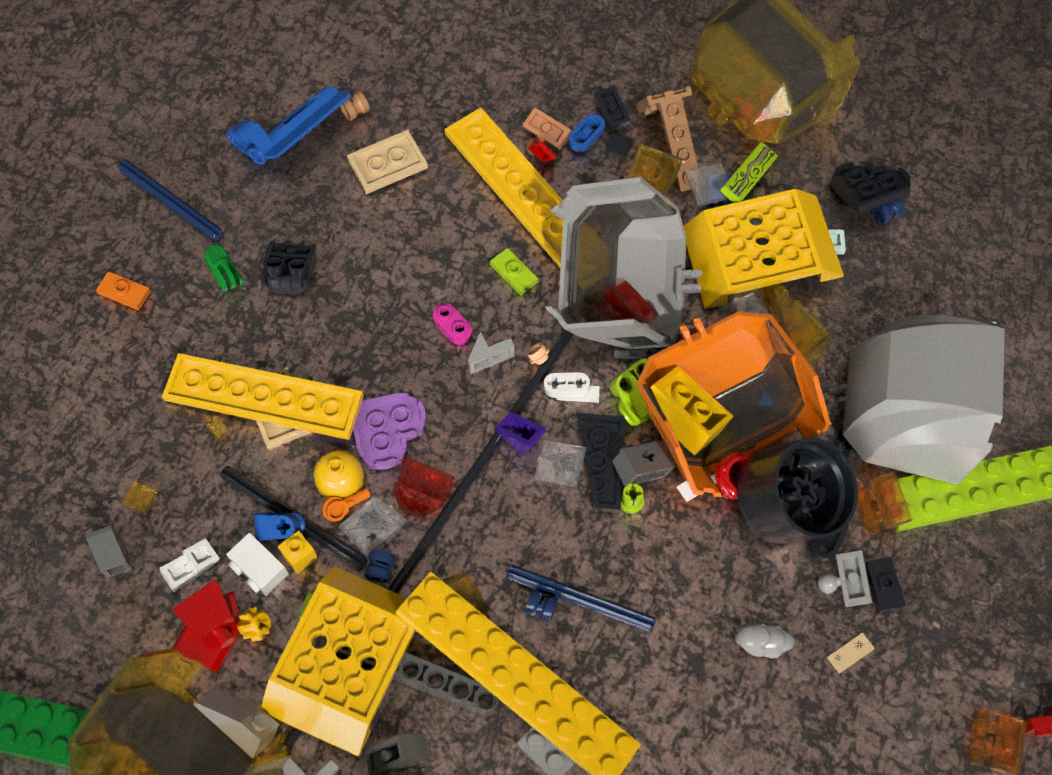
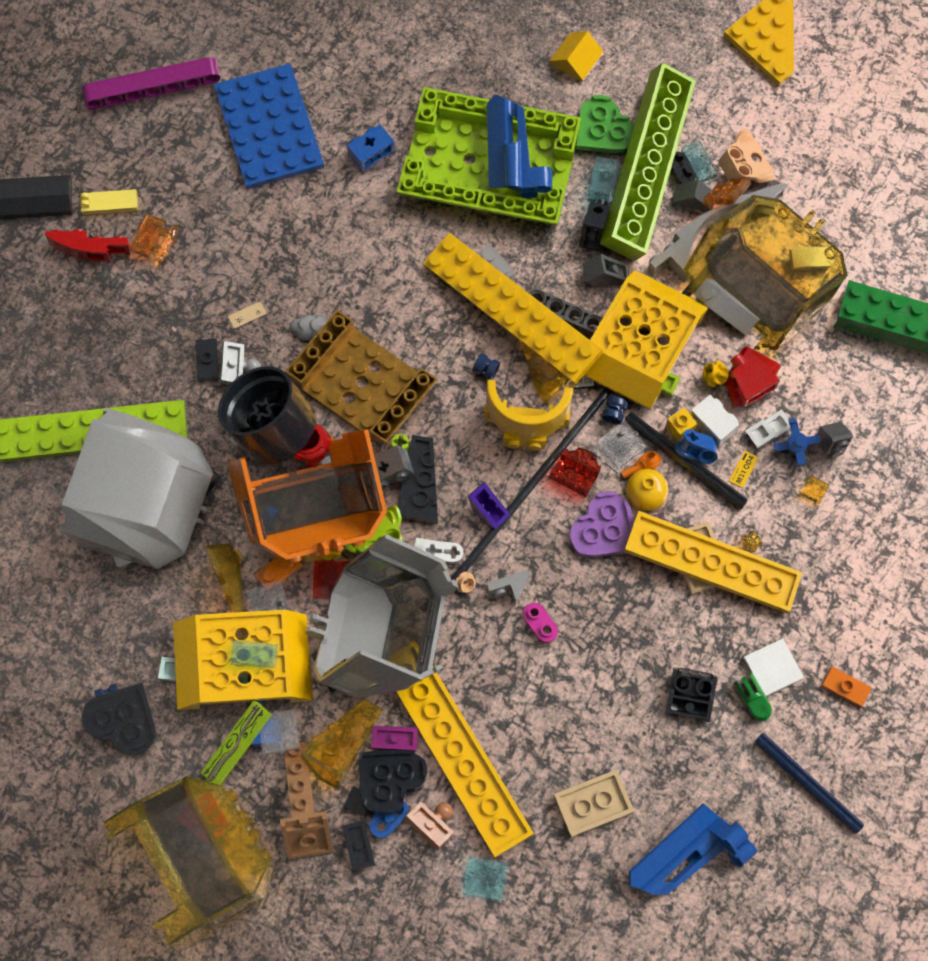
camera: 175 degrees left, 5 degrees up
(156, 542) = (797, 442): none -> blue piece
(200, 302) = (774, 667): none -> white tile
(223, 517) = (743, 468): none -> yellow sticker
(355, 105) = (621, 874): medium nougat wheel -> none
(484, 531) = (526, 425): none -> yellow piece
(489, 96) = (485, 878): none -> clear light blue piece
(513, 271) = (478, 671): lime plate -> none
(541, 151) = (436, 799): red slope -> none
(560, 463) = (457, 480): clear piece -> none
(581, 598) = (449, 370): dark blue axle -> none
(591, 159) = (387, 779): none -> black plate
(626, 303) = (380, 608): clear red slope -> none
(690, 409) = (341, 493): yellow slope -> none
(729, 586) = (341, 357): none -> pearl gold slope
(751, 238) = (254, 654): none -> clear light blue plate
(889, 500) = (187, 417): clear orange plate -> none

